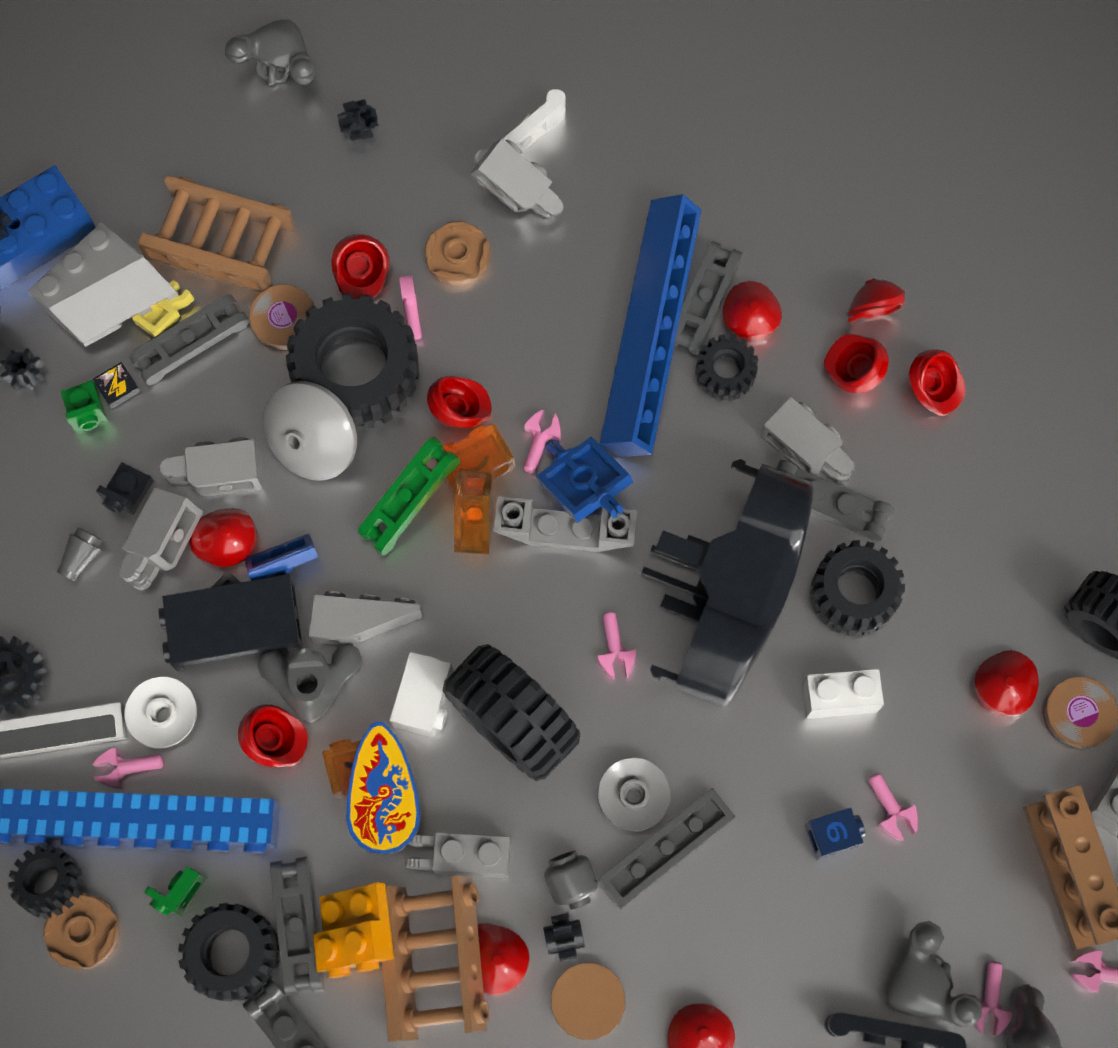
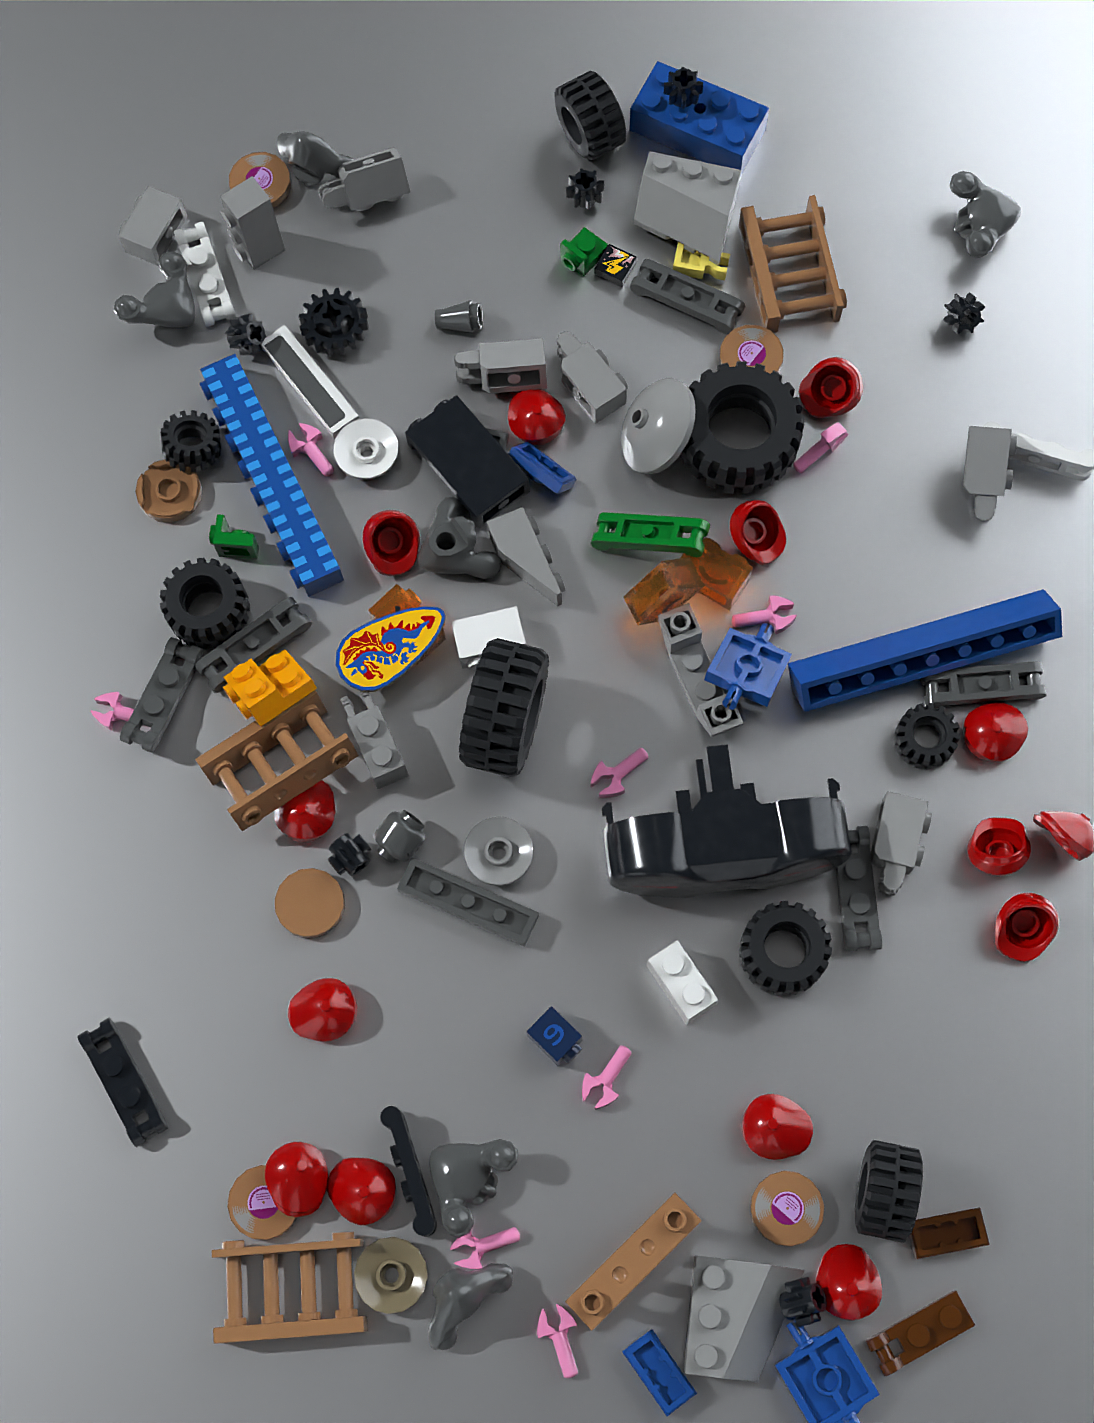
camera: 65 degrees right, 0 degrees up
(125, 489) = (532, 321): black bracket -> none
(457, 253) = (895, 460): medium nougat tile -> none

